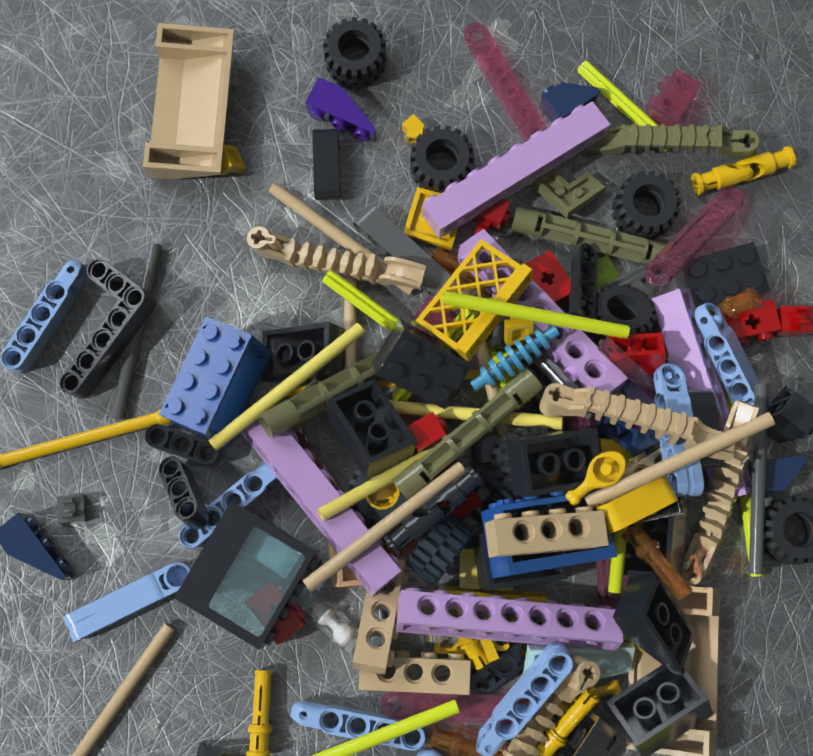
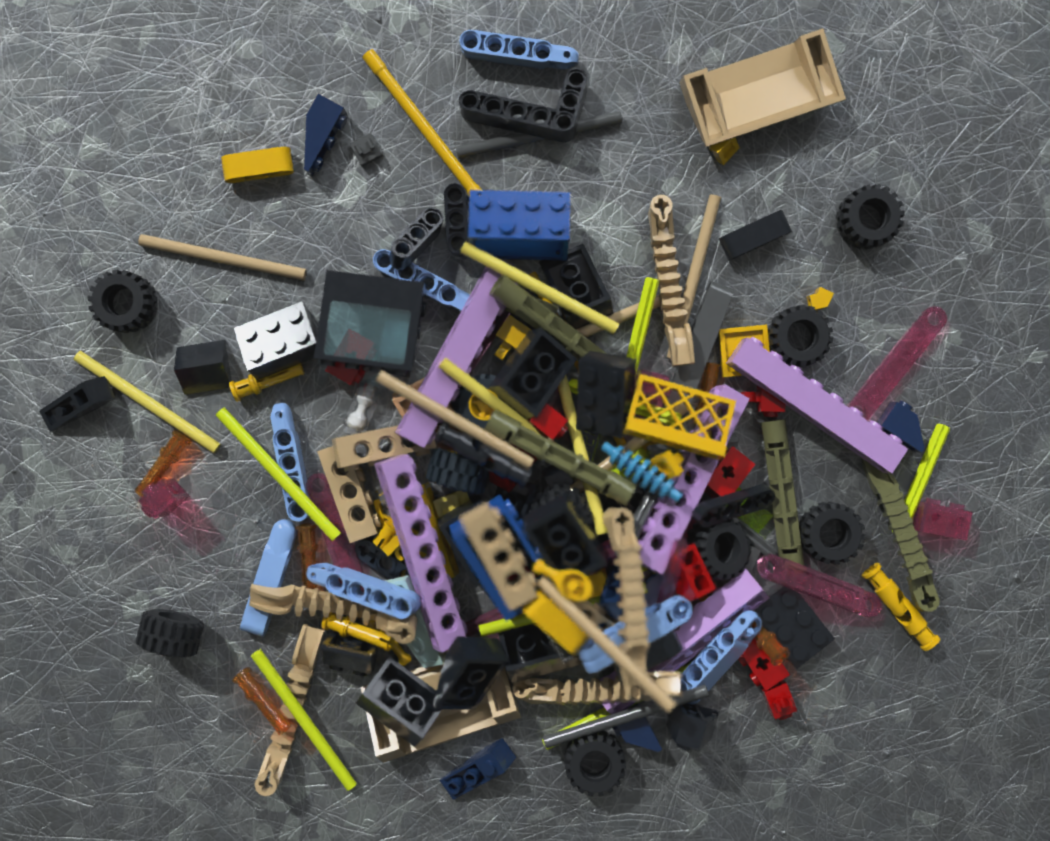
camera: 70 degrees right, 10 degrees up
(34, 629) = (257, 164): none -> yellow beam
(126, 601) = (310, 230): light blue piece -> none
(225, 683) = (278, 340): none -> brick
(322, 437) = (511, 334): none -> yellow brick
(334, 105) = (813, 217): dark purple slope -> none
(535, 314) = (684, 474): neon yellow piece -> none
(568, 197) = (812, 461): olive plate -> none
(649, 550) = (524, 646): clear orange pin -> none
(759, 655) = (479, 769): none -> dark blue slope

